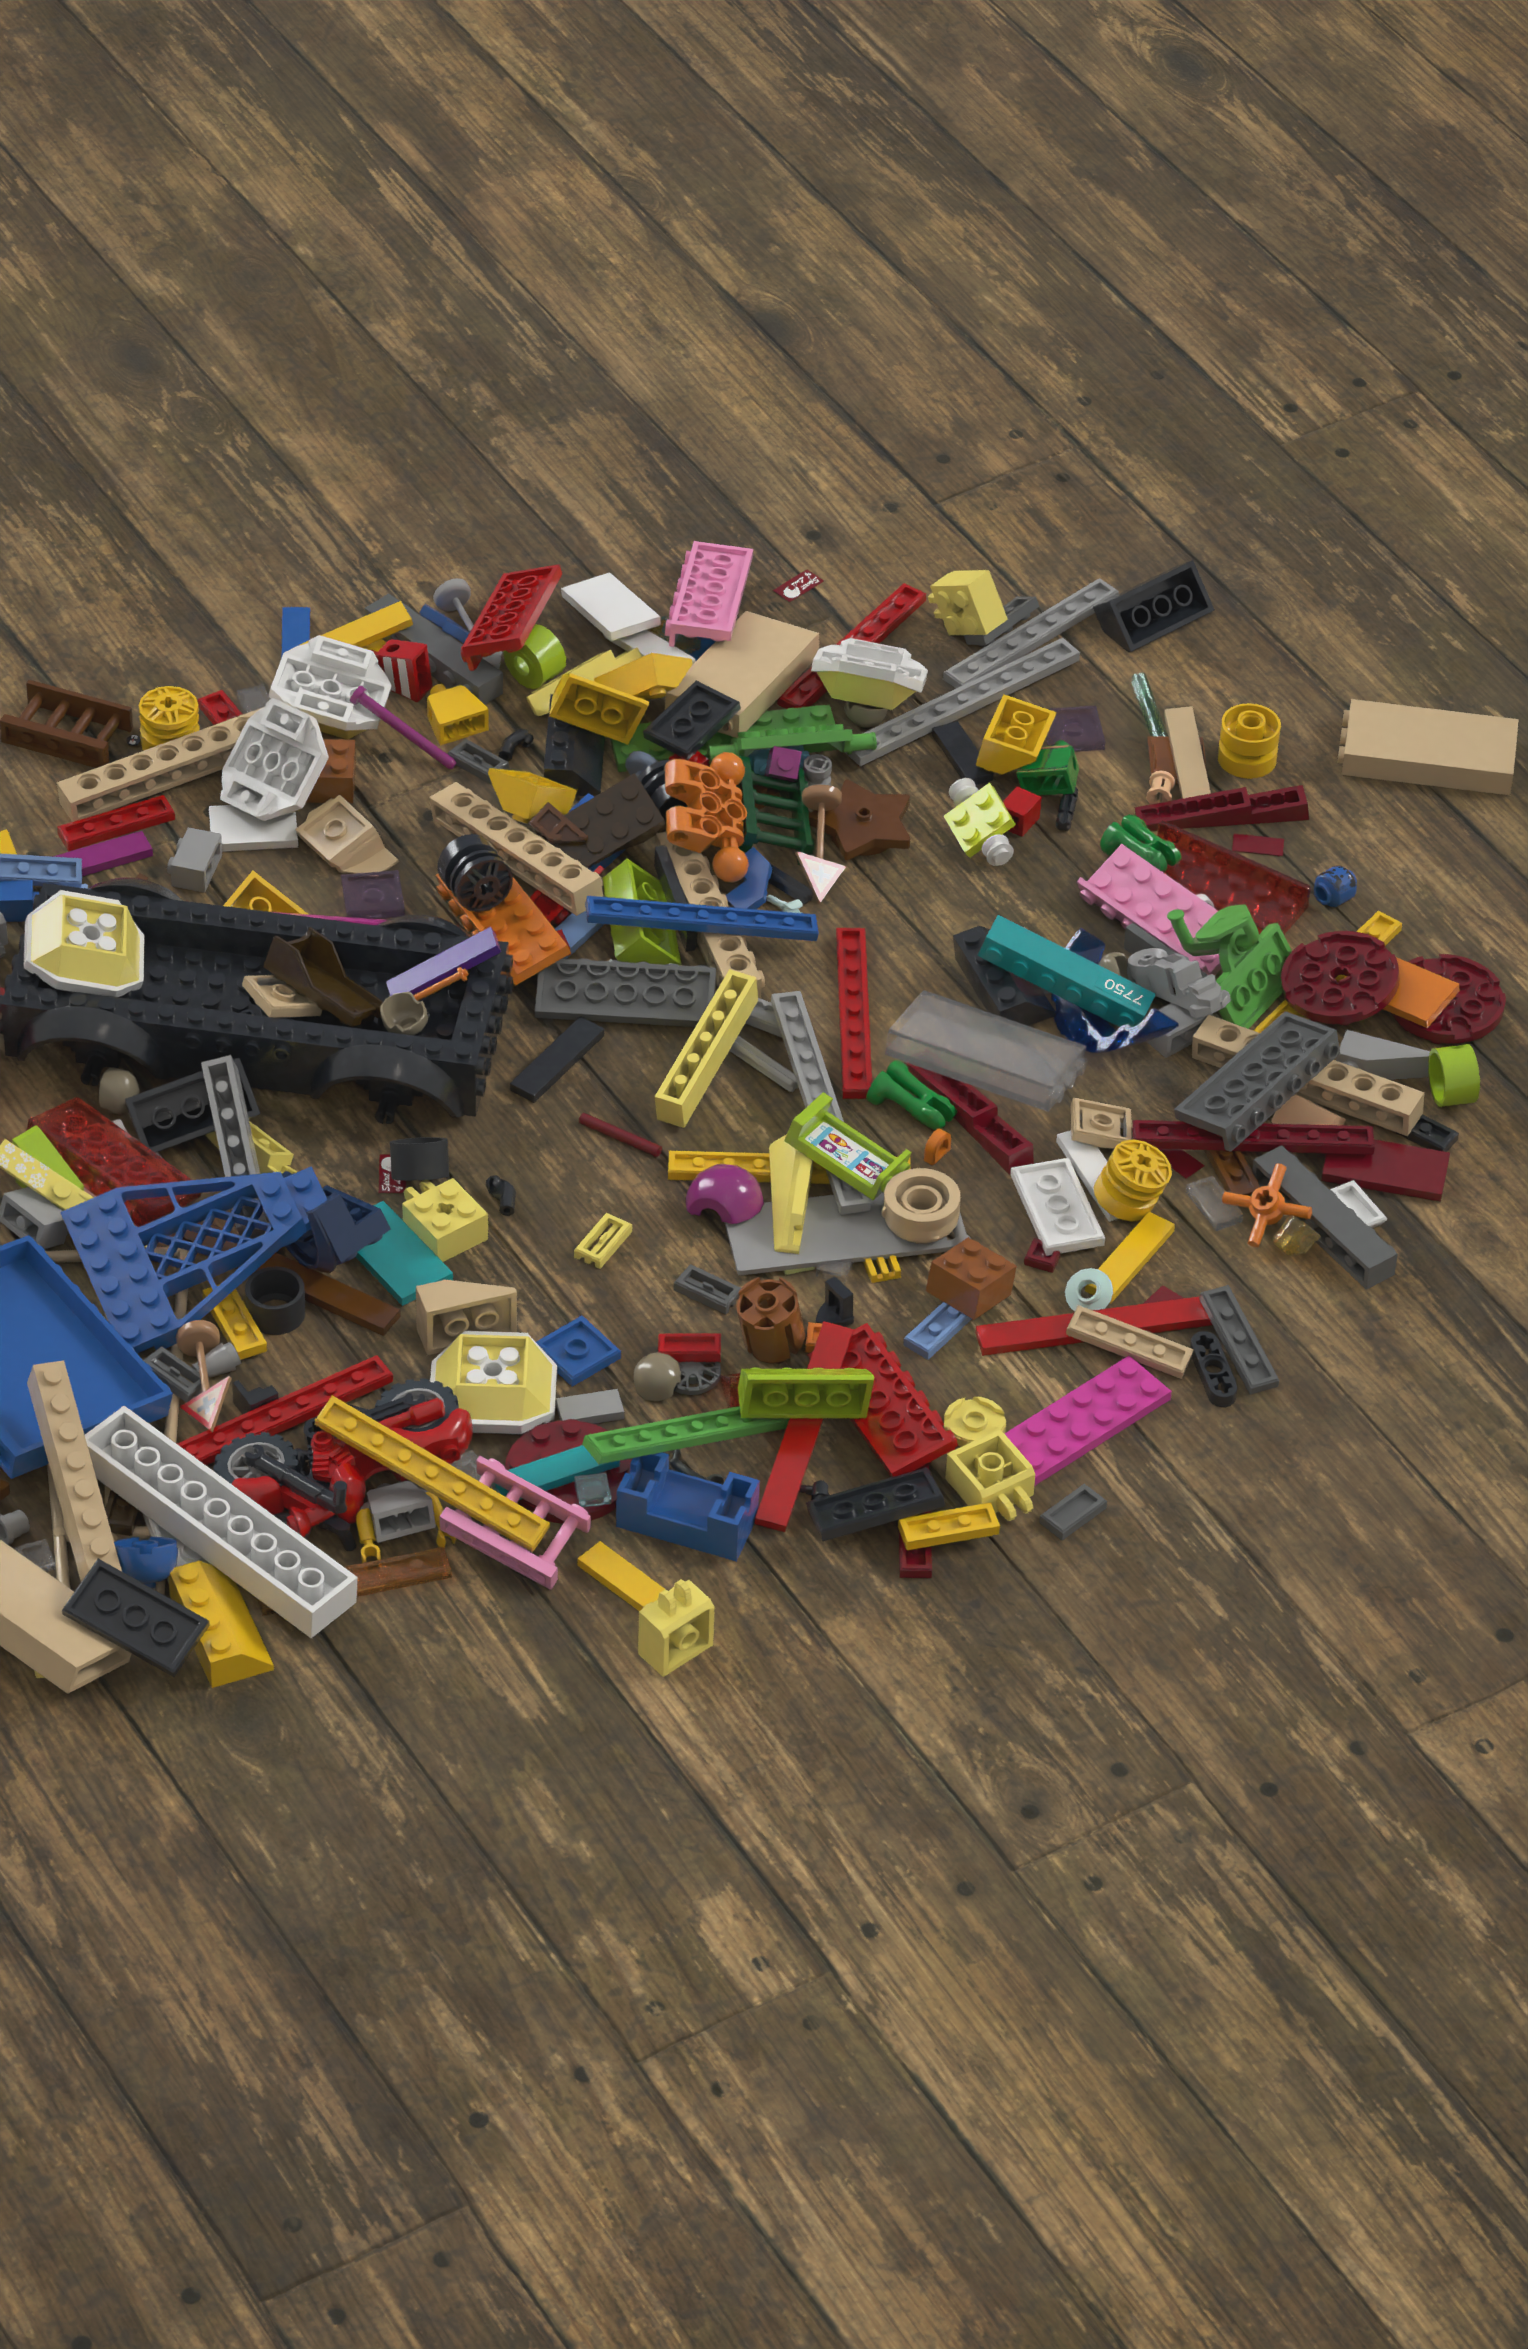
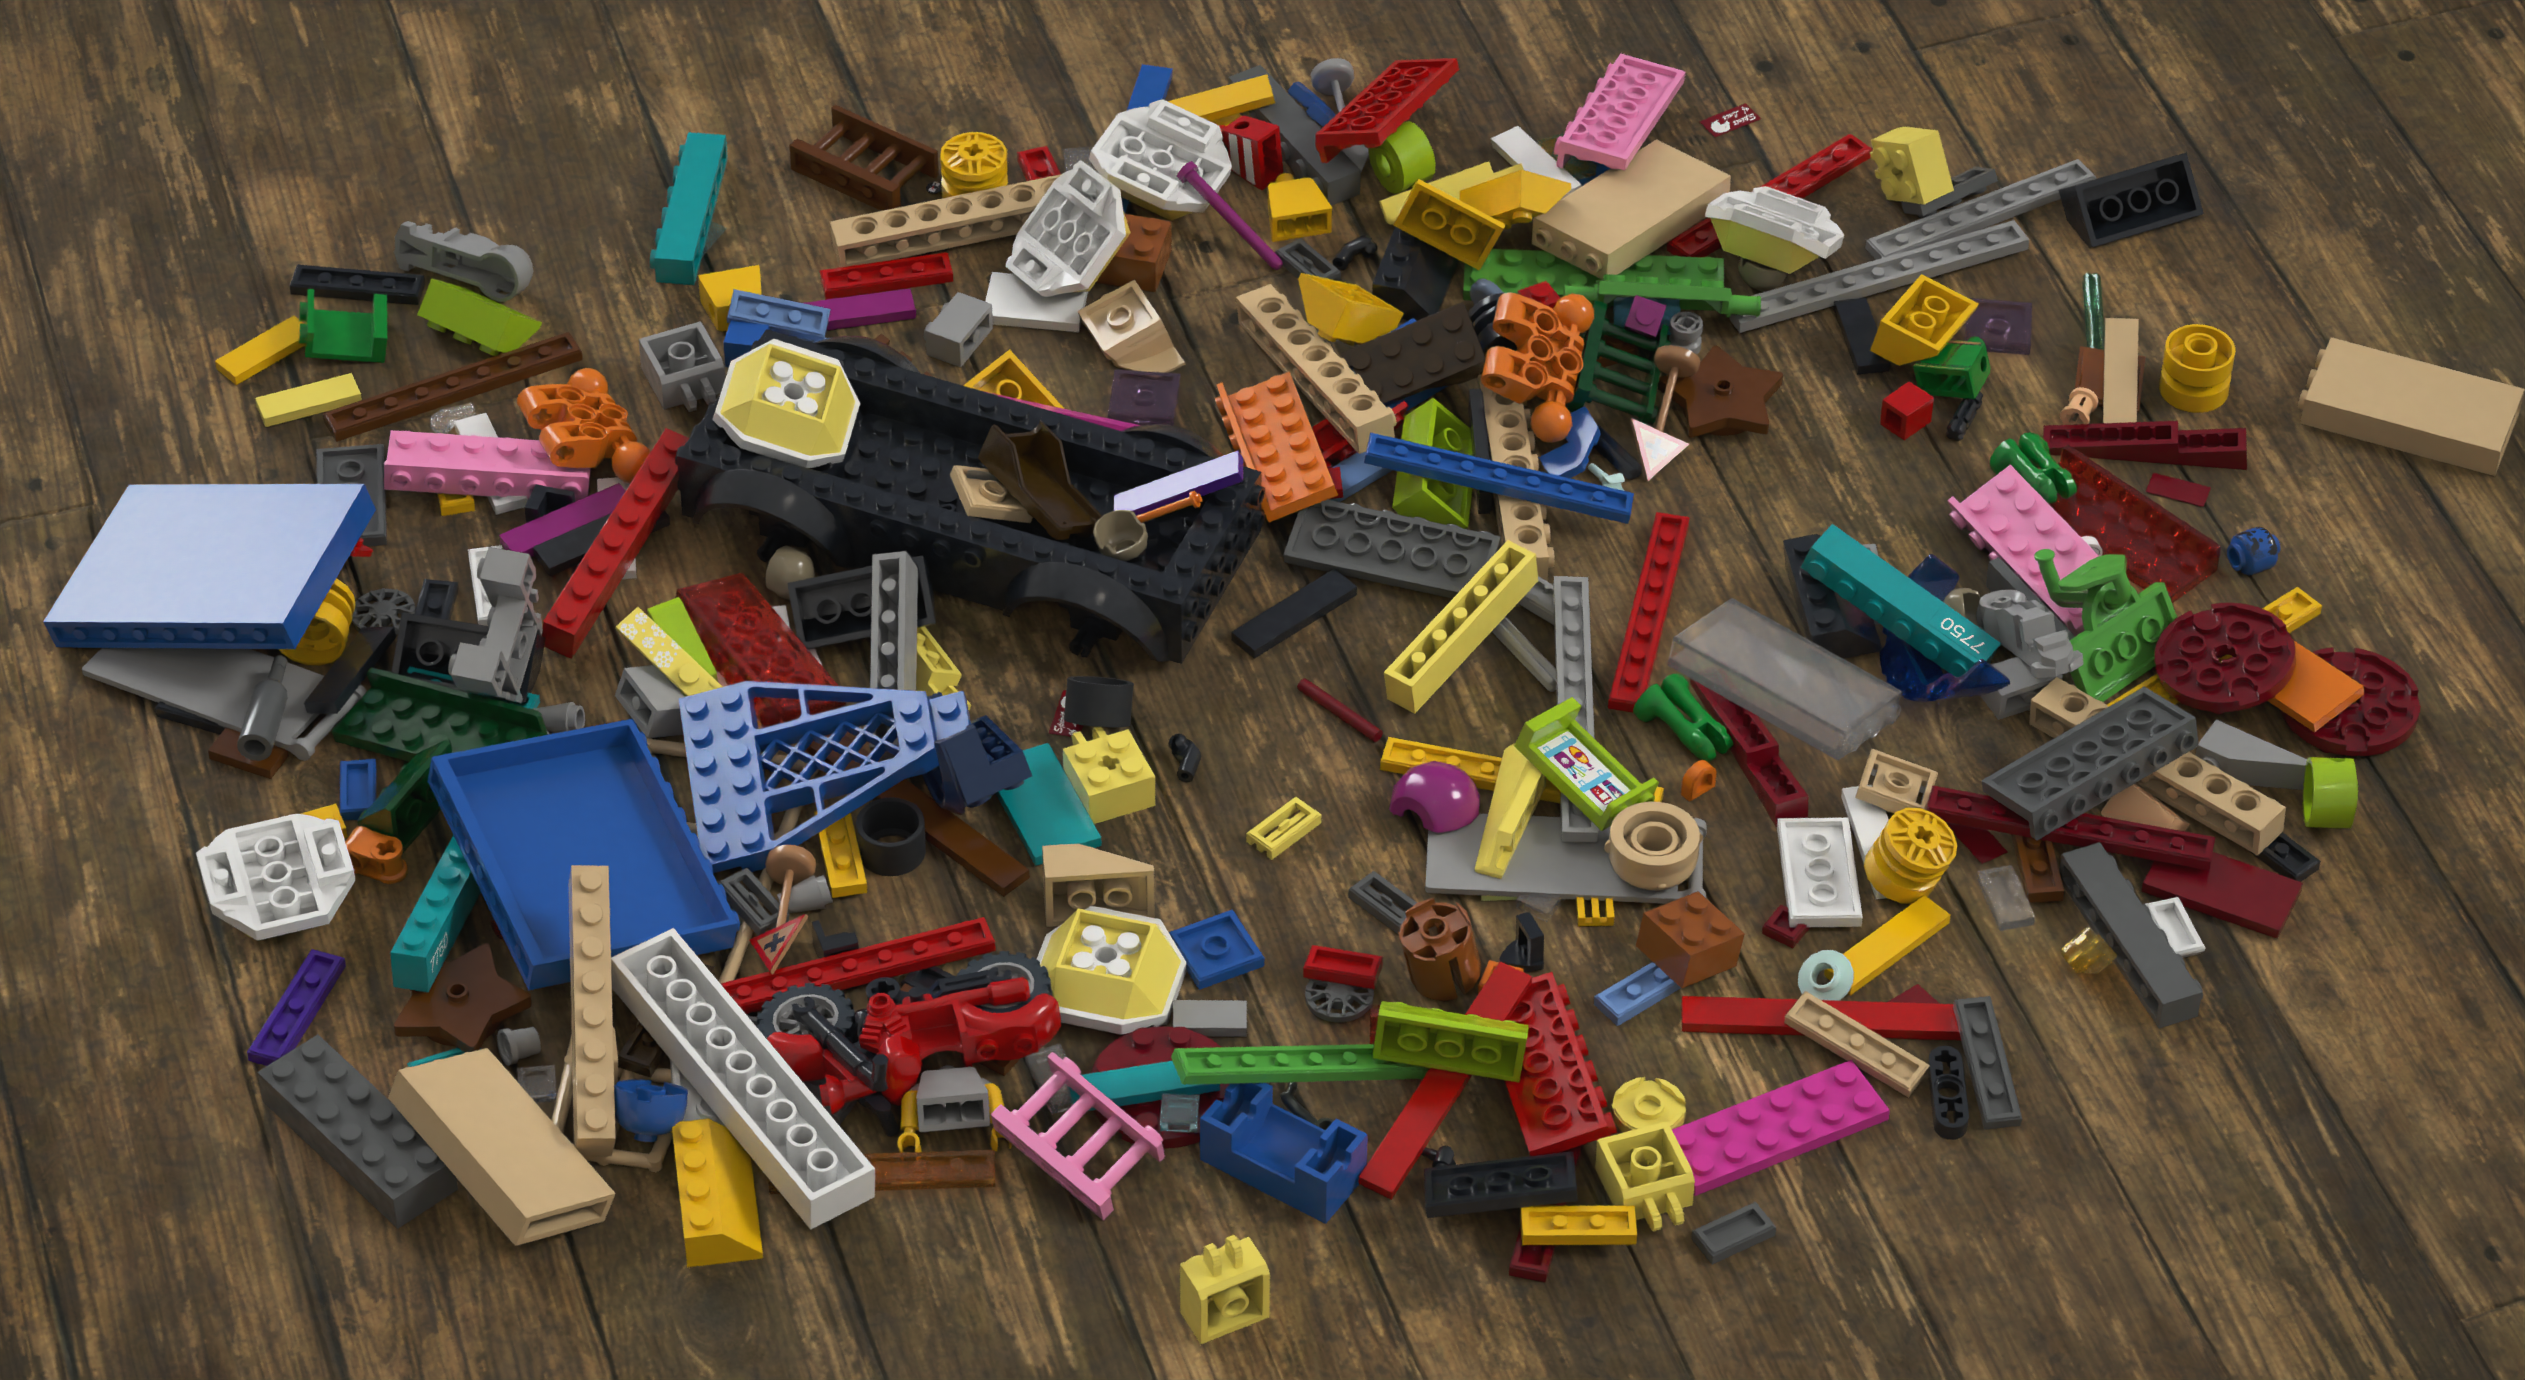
camera: 15 degrees right, 0 degrees up
(135, 1617) = (613, 1172): black tile -> none
(432, 1473) = (994, 1064): yellow tile -> none
(475, 872) = (1253, 388): black wheel -> none
(556, 827) = (1362, 350): reddish brown tile -> none
(611, 606) = (1506, 114): white tile -> none
(619, 1576) = (1183, 1215): yellow tile -> none
(656, 1376) = (1295, 993): dark tan hair -> none
(692, 720) = (1552, 252): black tile -> none
(980, 821) = (1856, 415): neon yellow plate -> none
(1267, 1205) = (2063, 910): orange bar -> none

